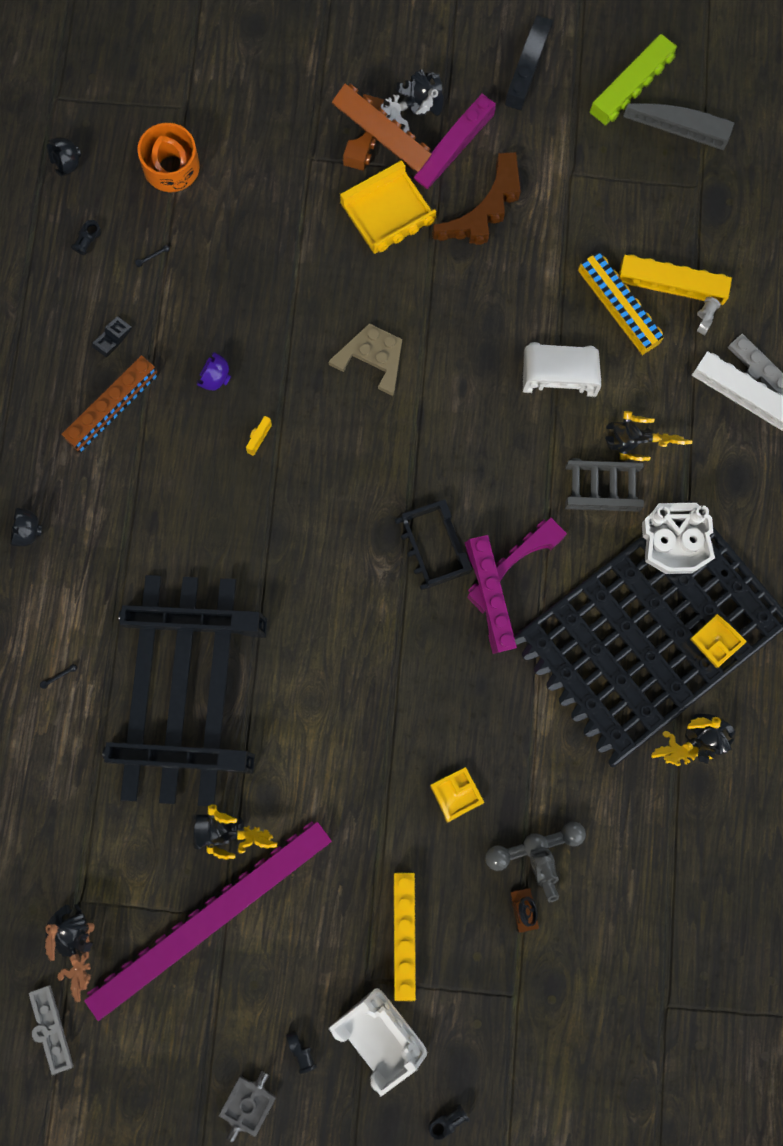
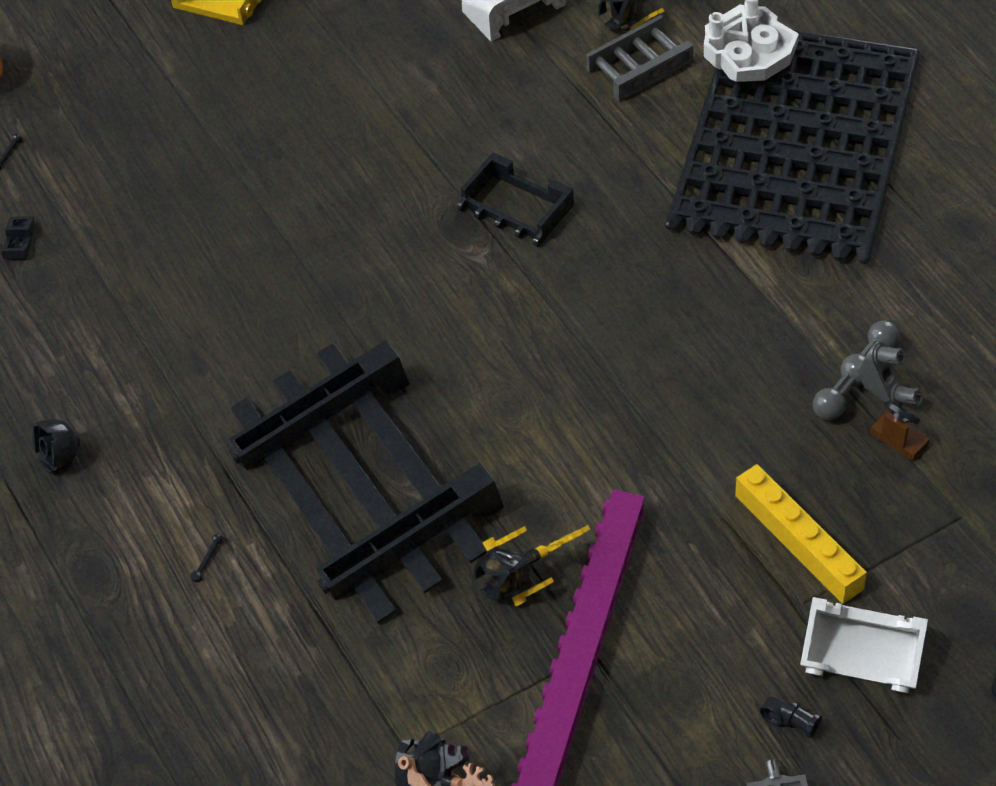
camera: 25 degrees left, 25 degrees down
(110, 404) = (65, 288): dark orange brick -> none
(214, 373) = (158, 197): dark purple cylinder -> none
(258, 435) = (250, 221): yellow plate -> none
(376, 349) = (313, 90): dark tan wing -> none
(456, 794) = (736, 382): yellow plate -> none
(498, 620) = (651, 221): magenta arch -> none
(546, 536) = (605, 203): magenta arch -> none
(702, 732) = (929, 173): helmet -> none
(718, 640) = (865, 97): yellow plate -> none

